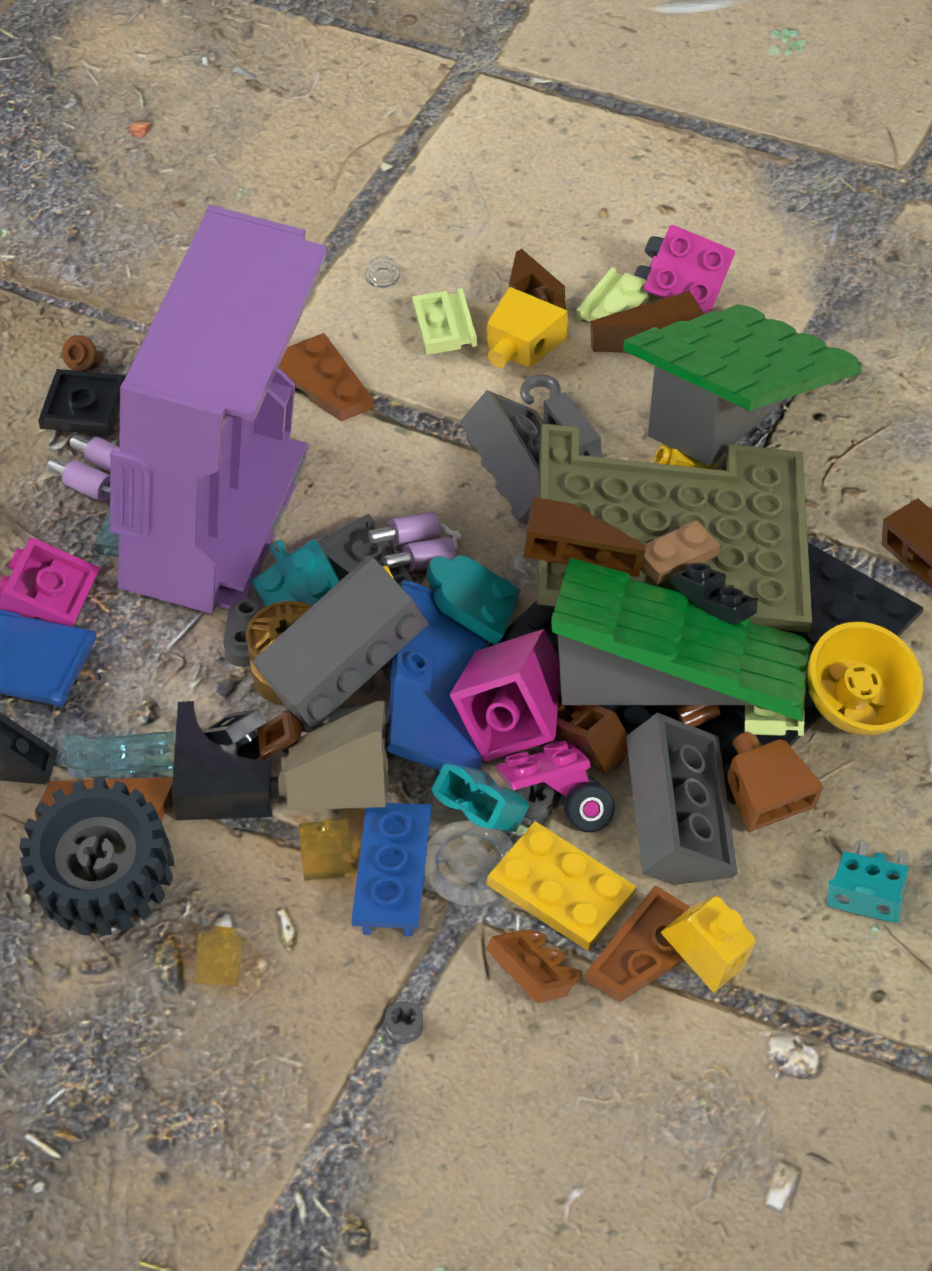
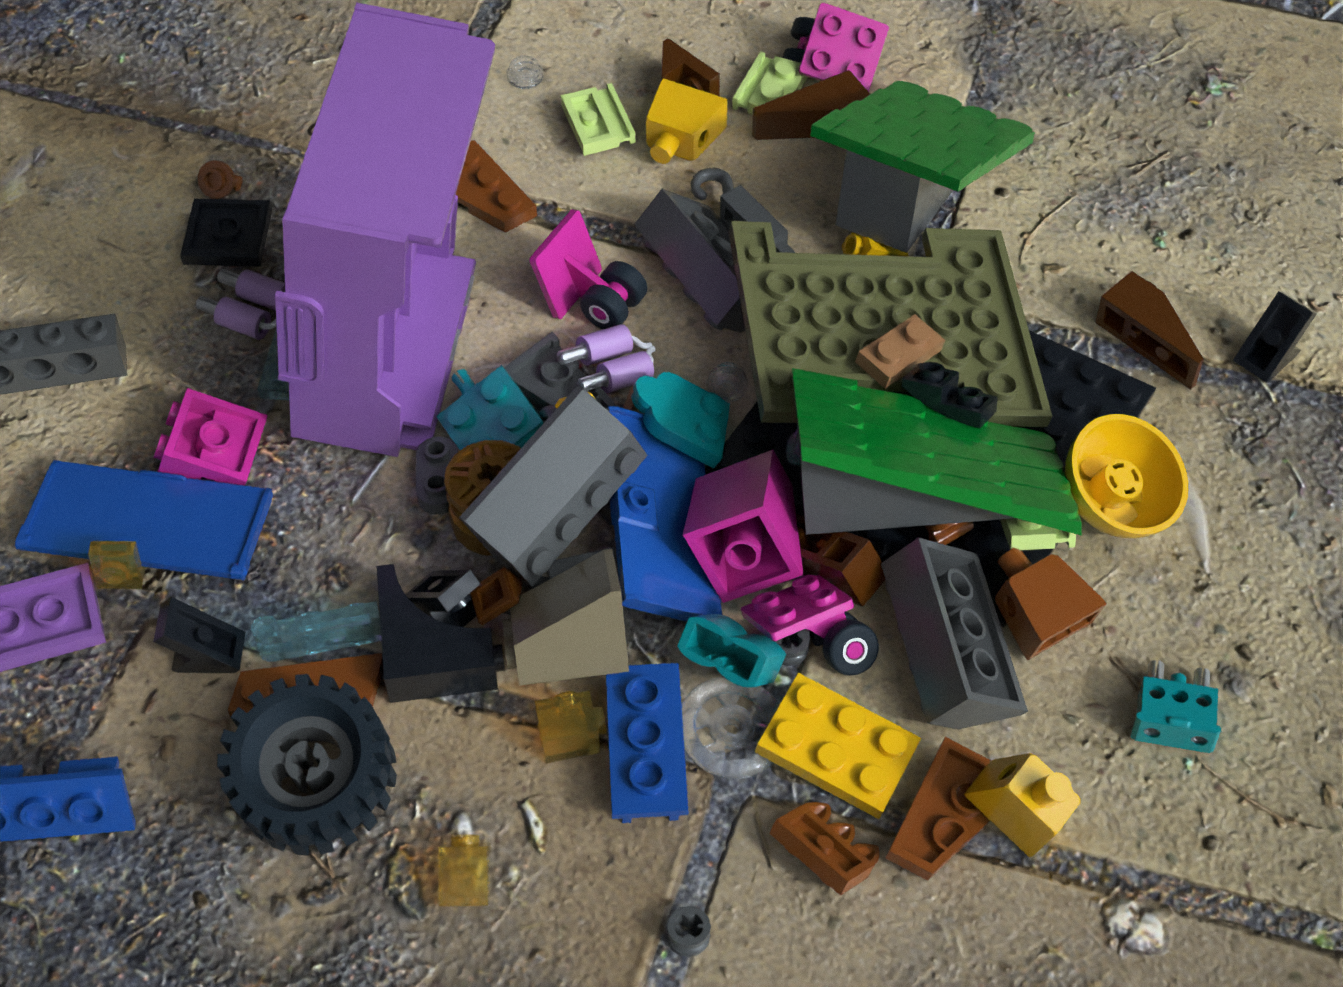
camera: 10 degrees left, 5 degrees up
(394, 459) = (570, 269): none -> dark pink plate
(565, 532) = (781, 339): reddish brown slope -> none

